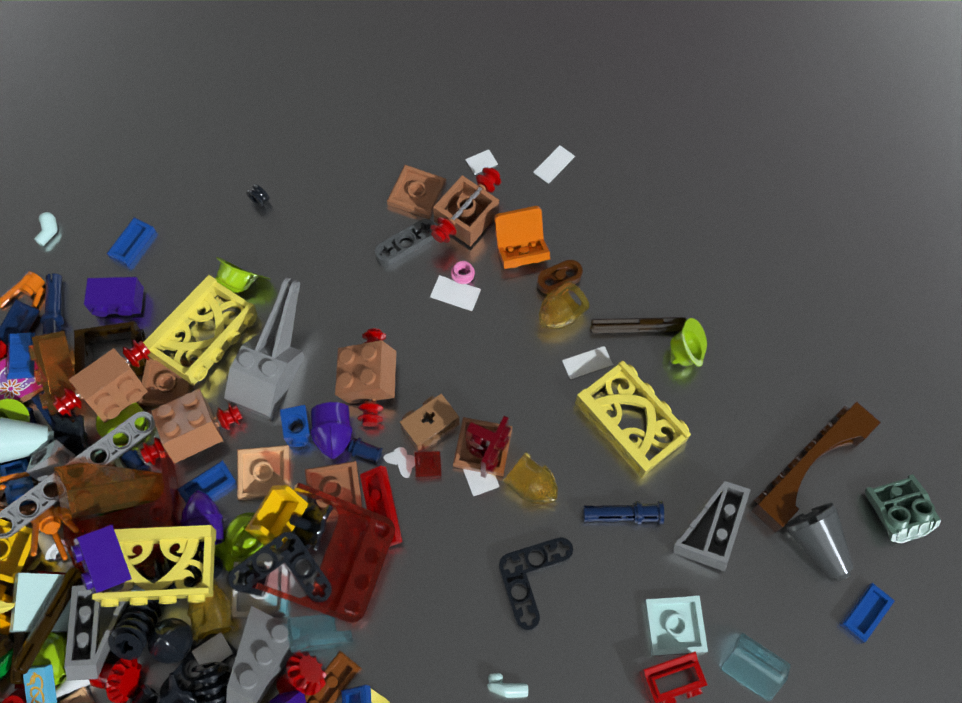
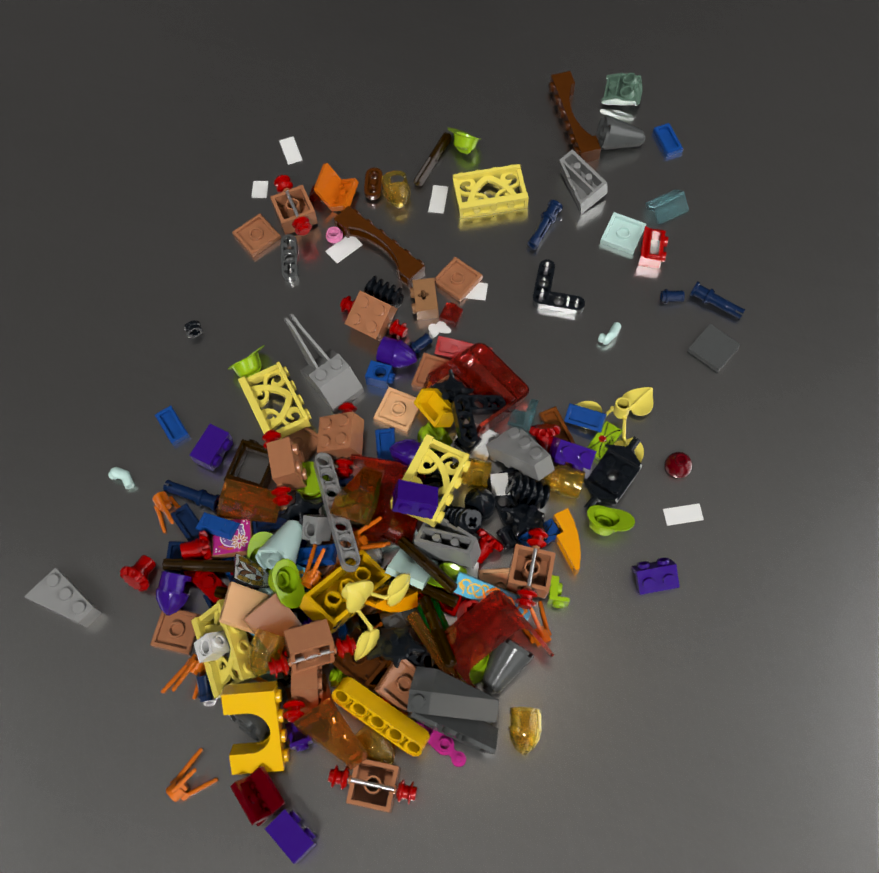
camera: 55 degrees left, 0 degrees up
(409, 370) = (383, 292): none -> black piece
(460, 381) = (354, 225): none -> reddish brown arch
(487, 444) = (463, 267): dark red bracket -> none
(532, 481) = (496, 261): clear yellow helmet -> none

